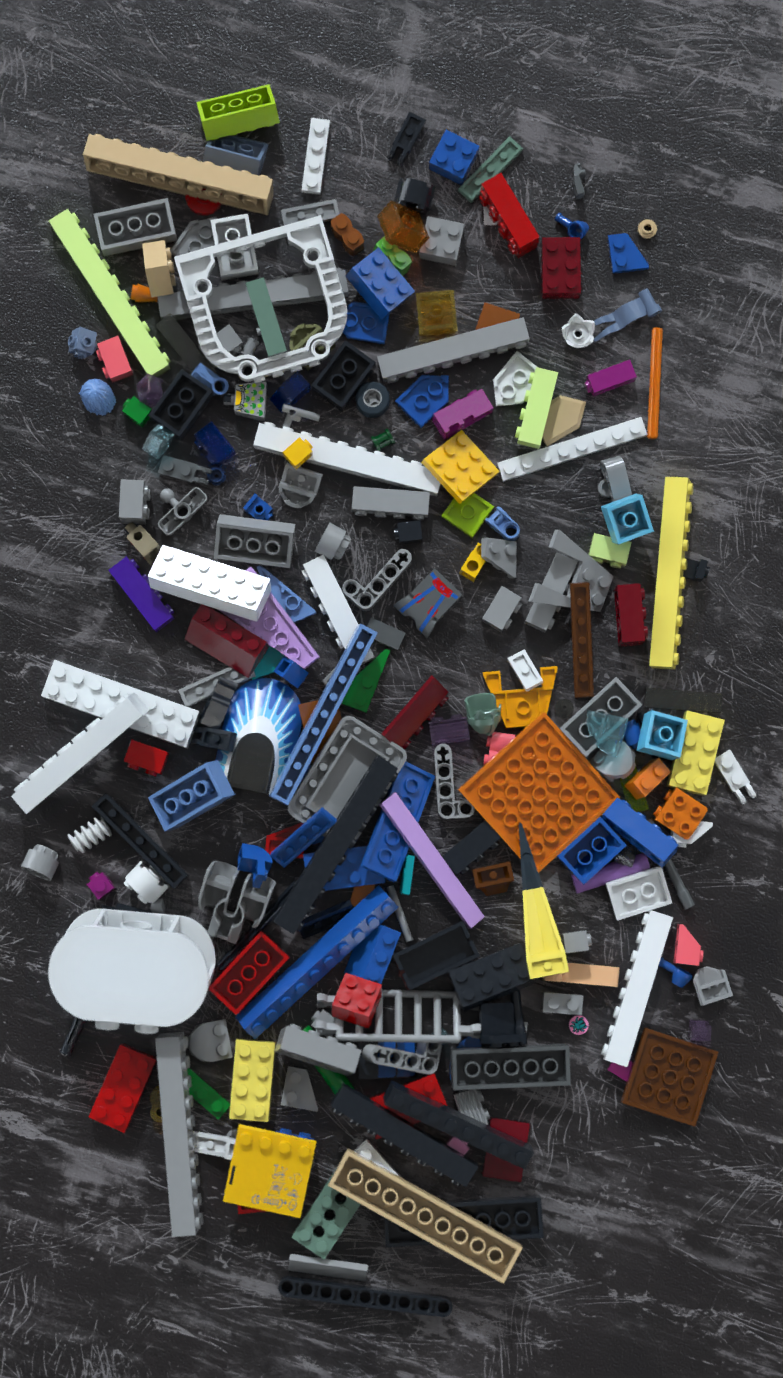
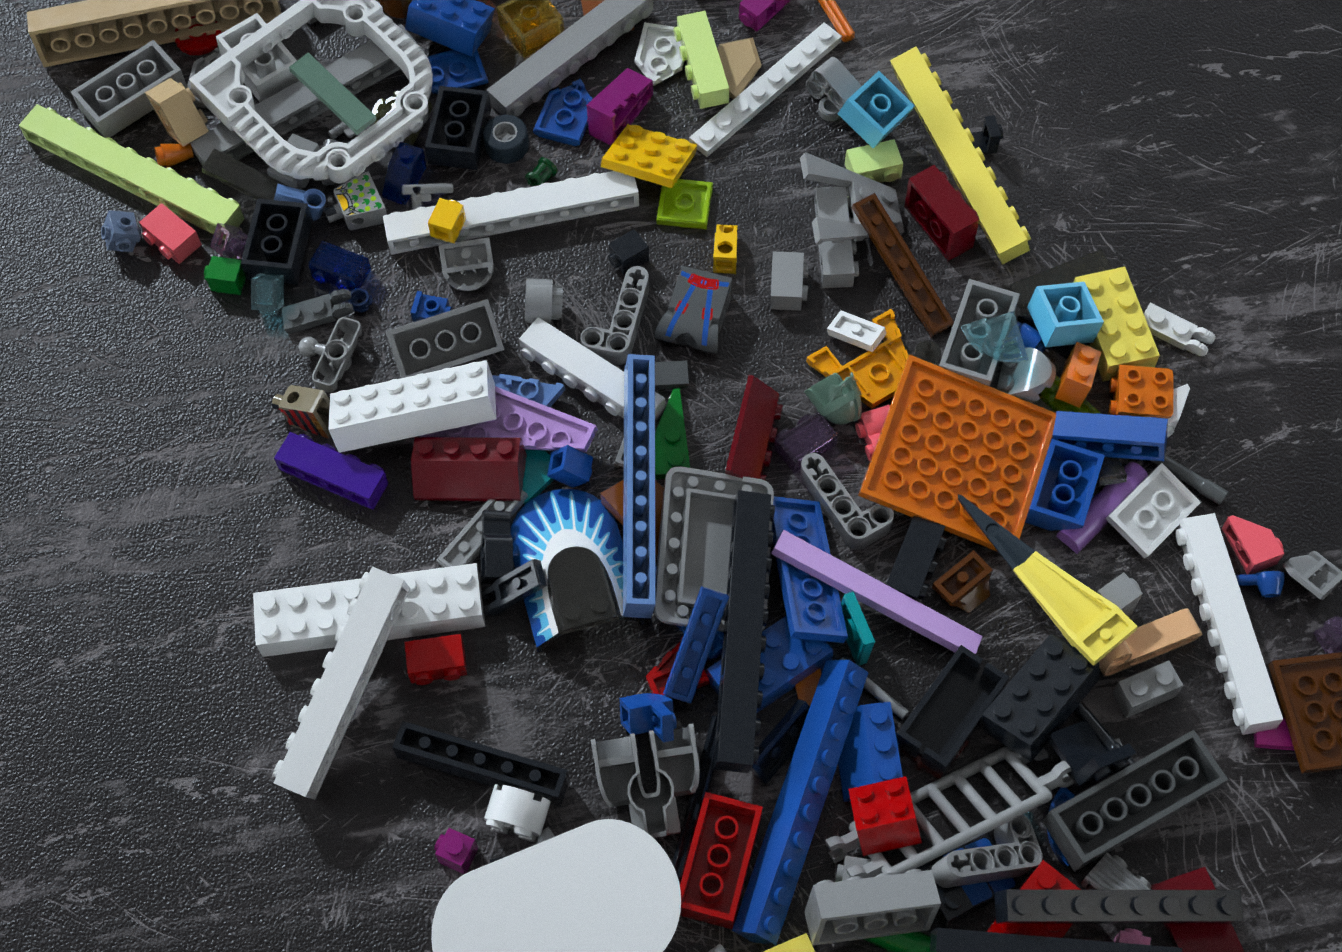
camera: 25 degrees left, 20 degrees down
(41, 862) = (357, 862): light grey piece -> none
(90, 835) = (406, 792): white piece -> none
(97, 397) = (167, 281): medium blue hair -> none
(133, 501) = (269, 364): light grey brick -> none
(191, 795) = (520, 667): medium blue brick -> none
(390, 502) = (586, 231): light grey brick -> none
(500, 554) = (751, 223): light grey wing -> none
(502, 524) = (735, 195): medium blue piece -> none
(578, 1025) = (1183, 708): tile -> none

